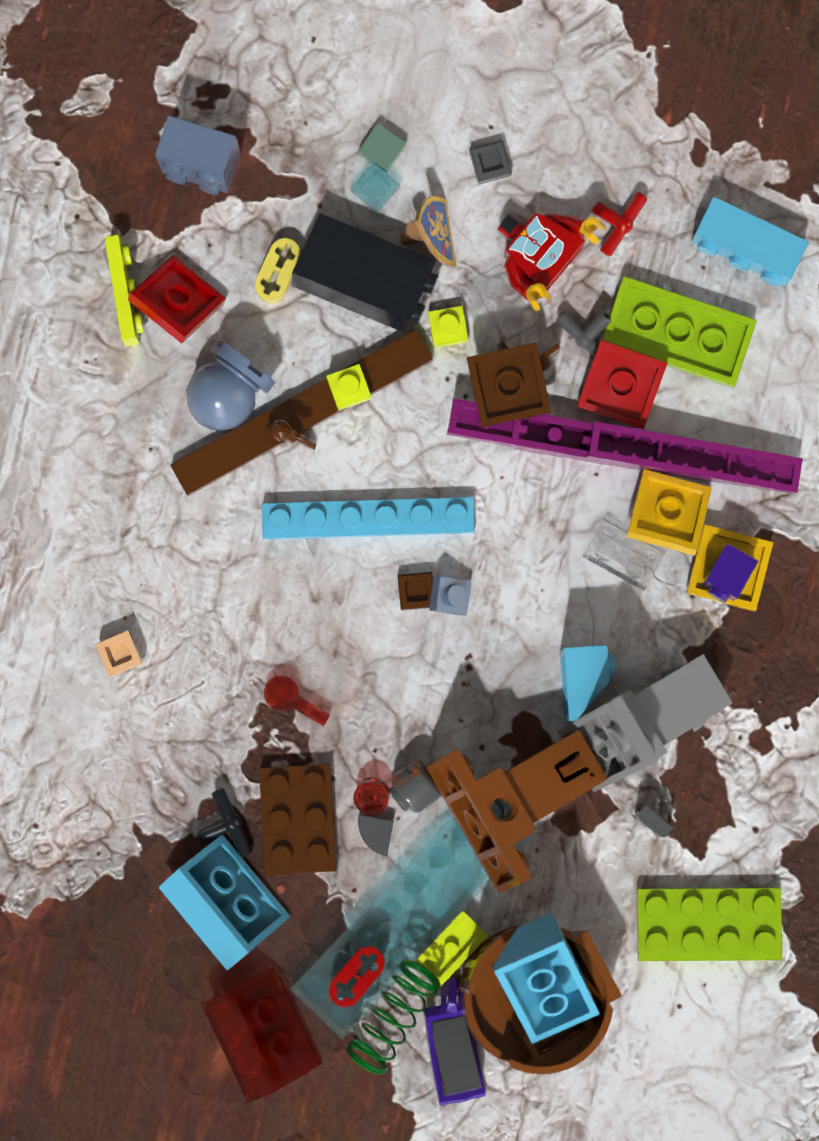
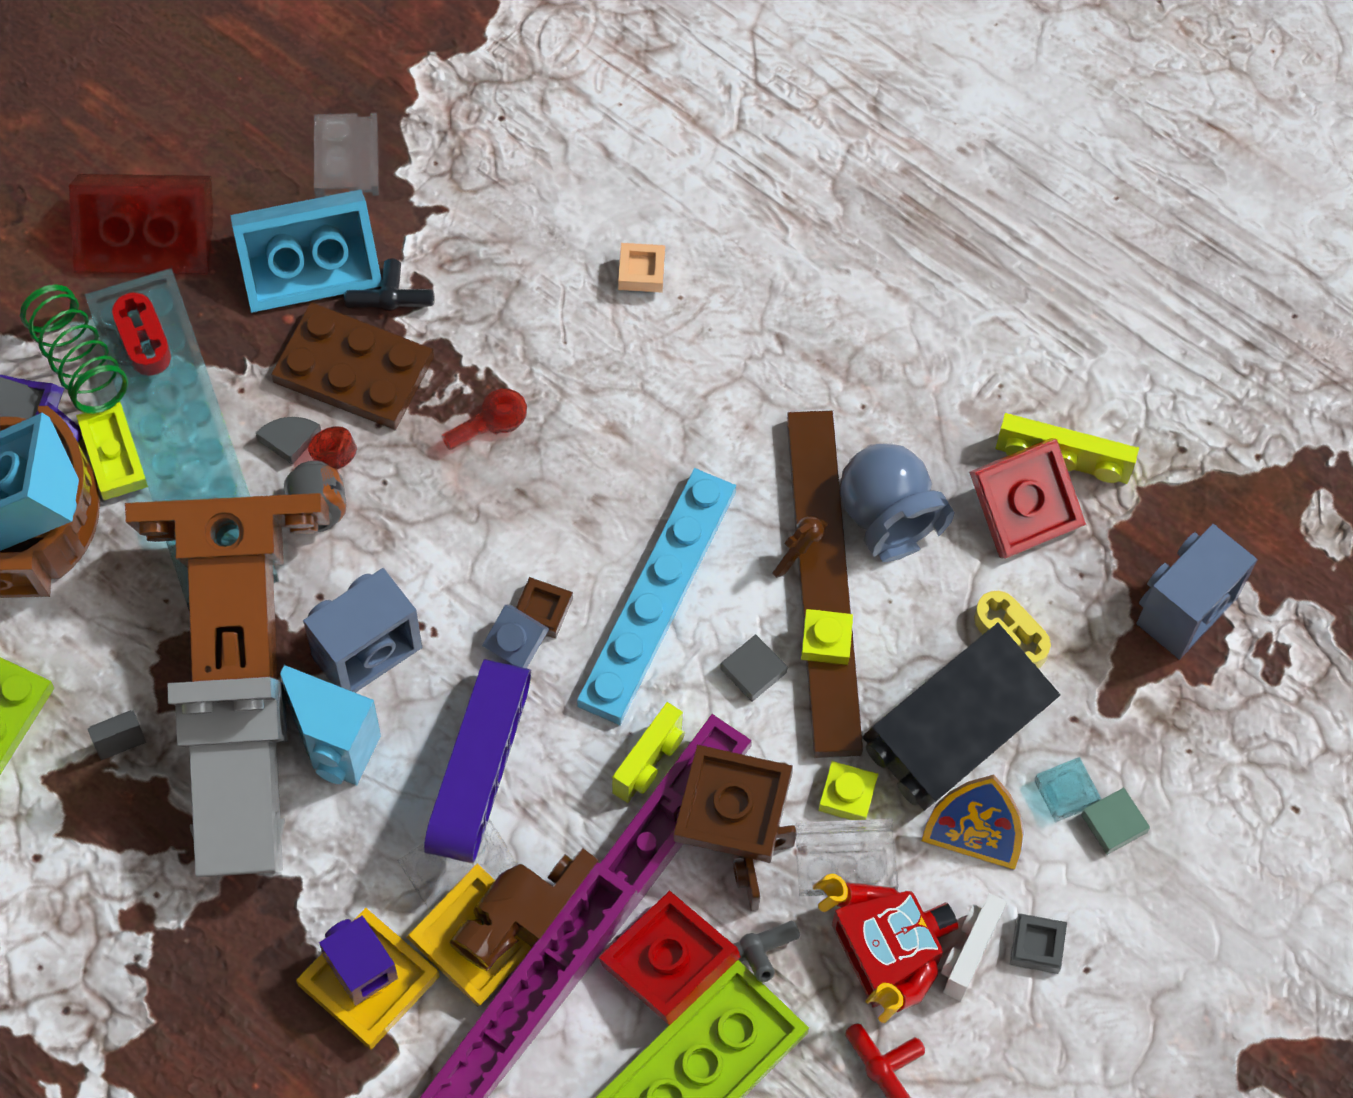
camera: 110 degrees right, 20 degrees down
(126, 920) = (345, 154): none -> clear plate
(390, 428) = (754, 667): none -> dark grey tile
(504, 466) = (638, 768): none -> neon yellow plate
(507, 693) = (363, 631): none -> sand blue brick
(531, 199) = (962, 964): none -> white plate
(557, 568) = (477, 762): none -> dark purple beam
(643, 485) = (519, 906): none -> reddish brown plate

